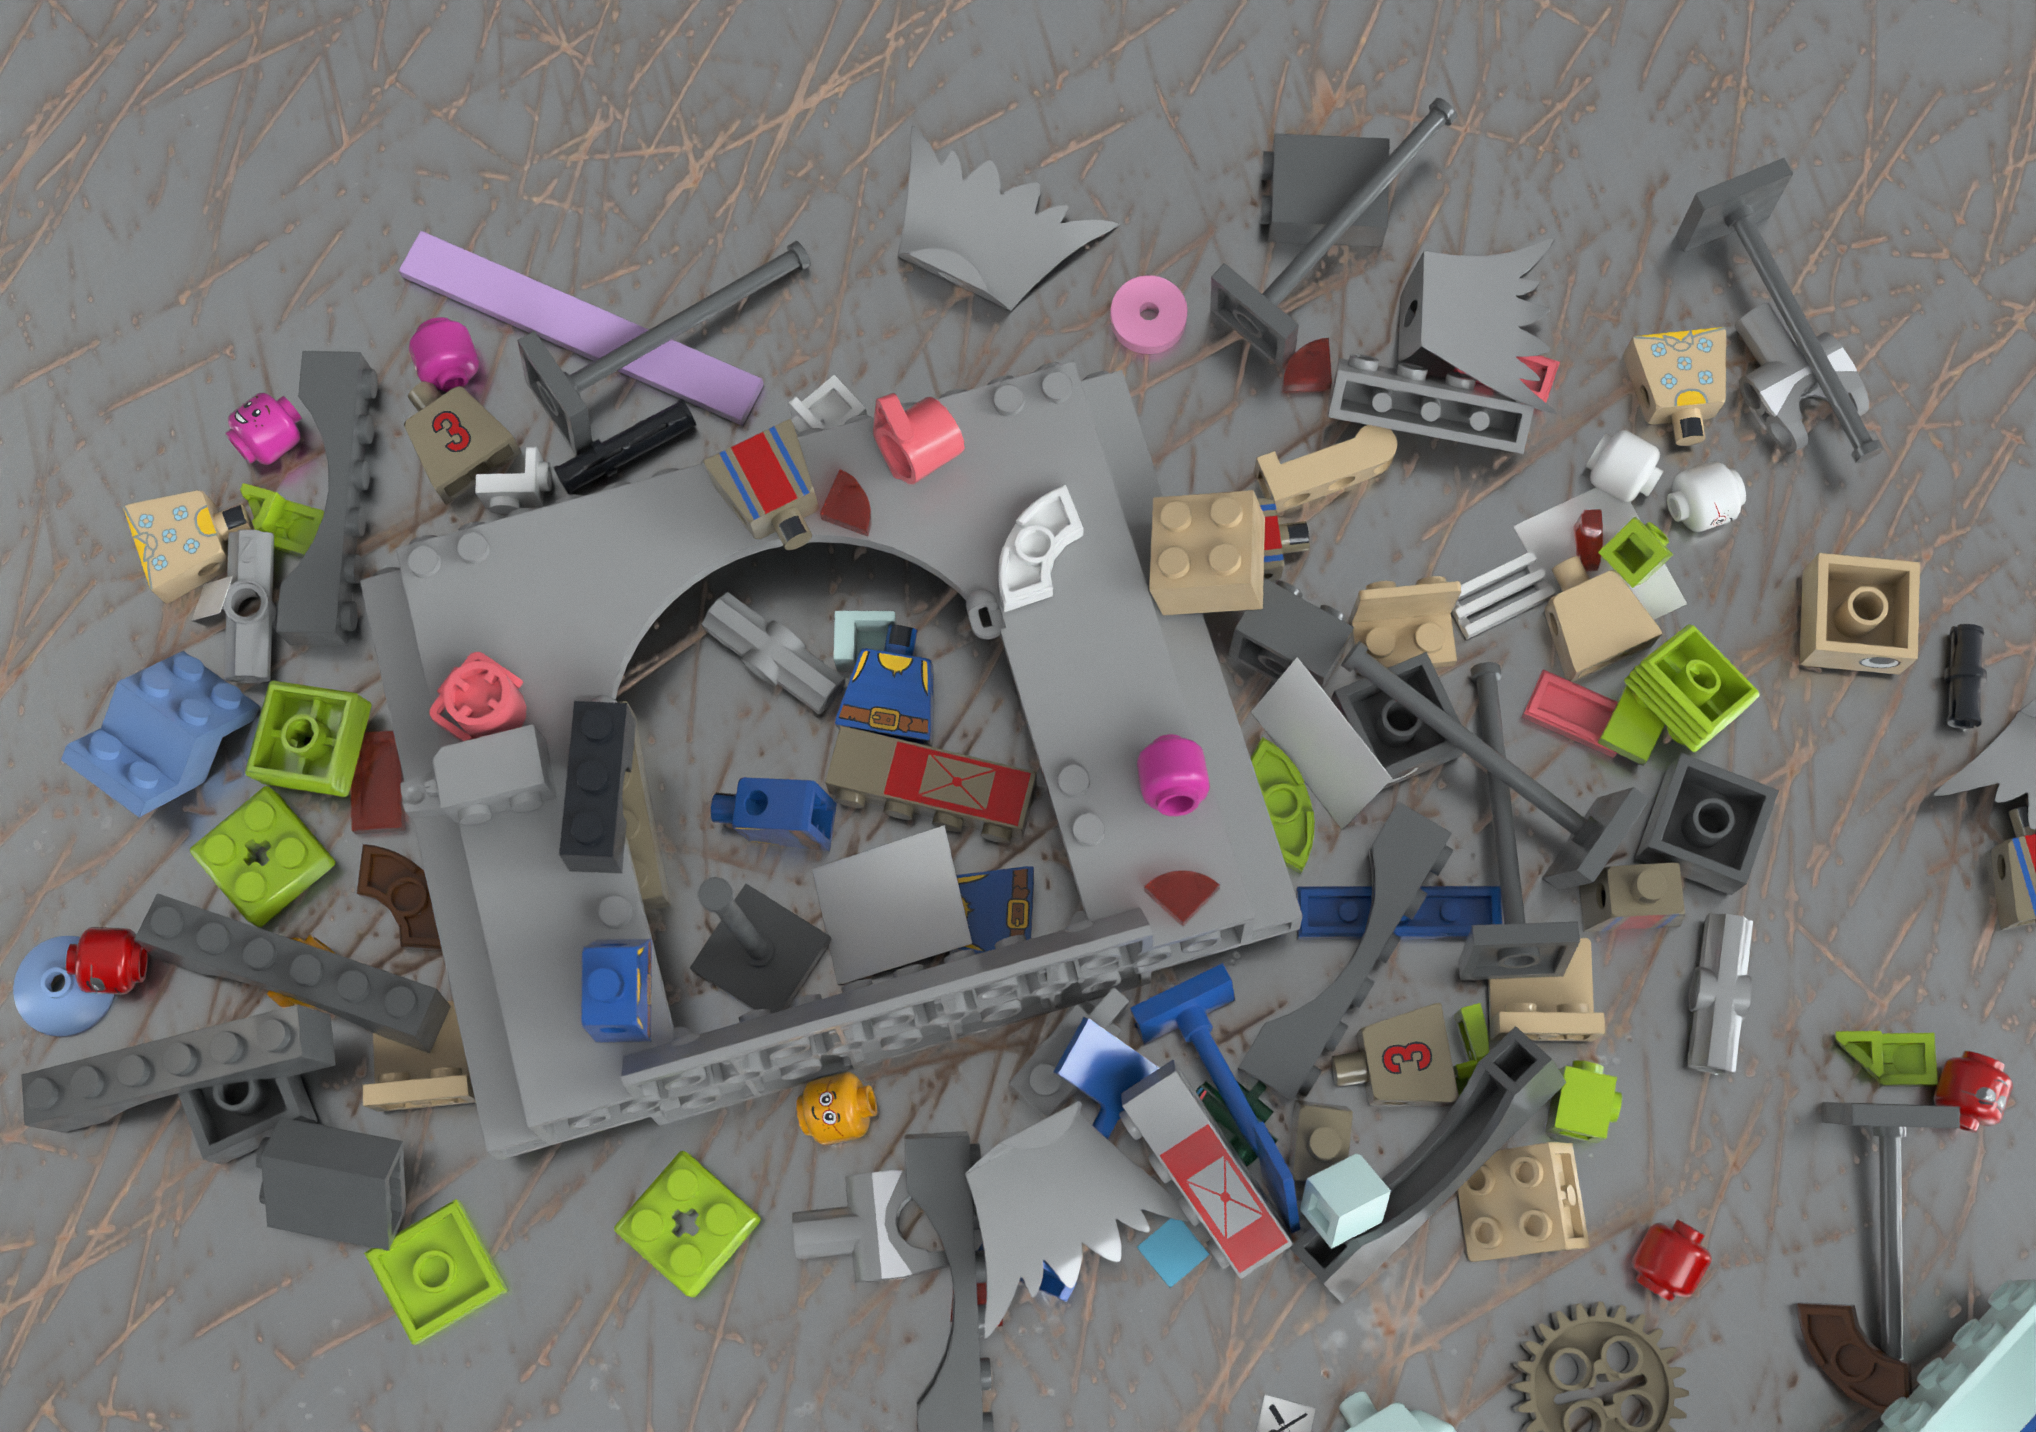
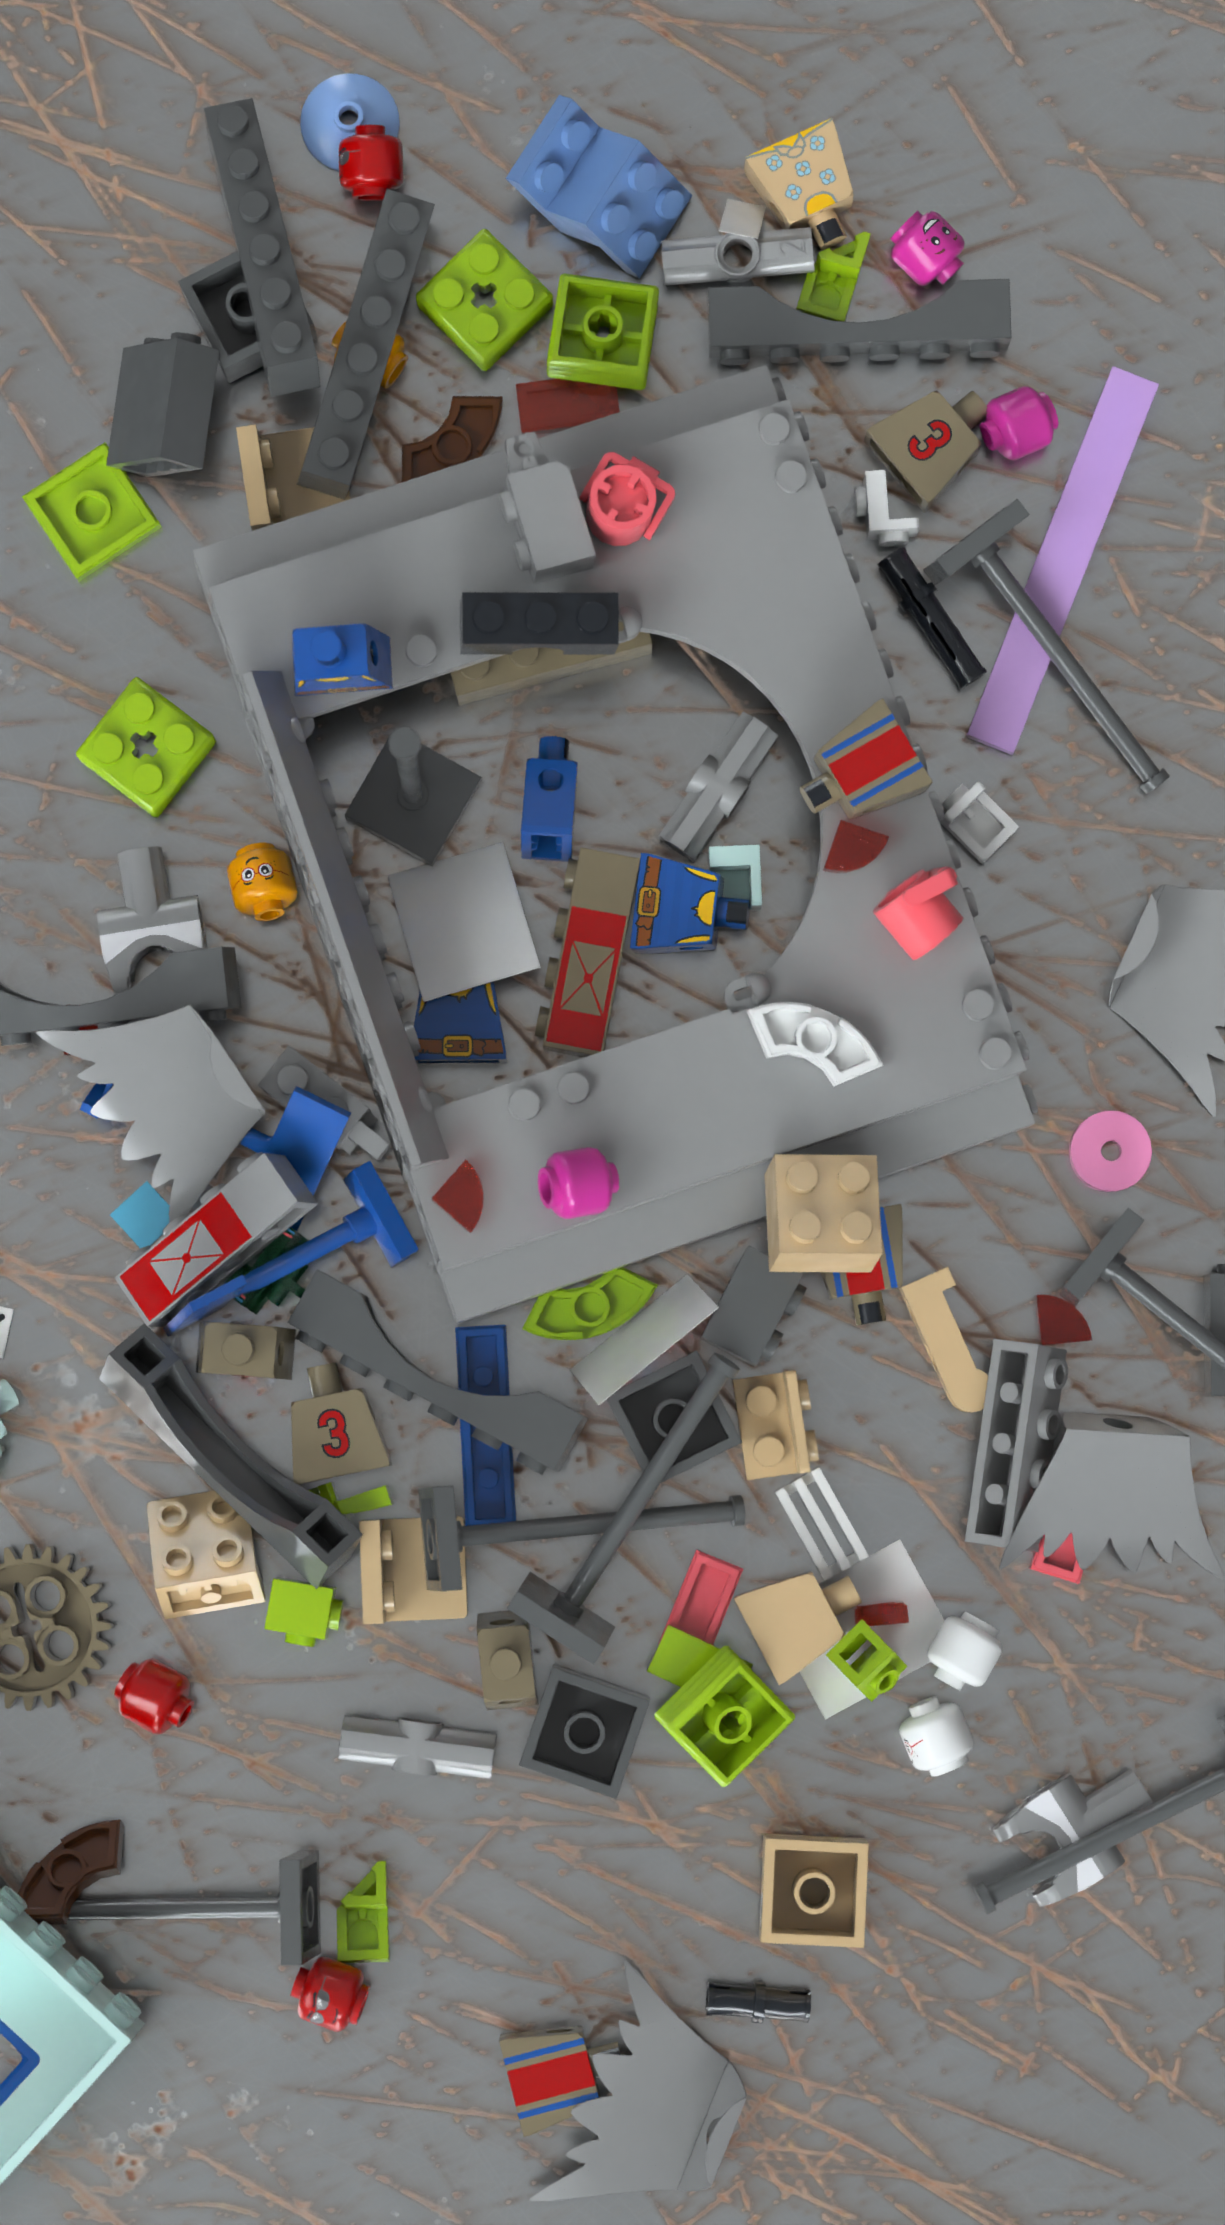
camera: 85 degrees right, 10 degrees up
(1345, 1200) = (186, 1371): light aqua panel -> none
(1679, 378) = (1063, 1709): tan torso -> none

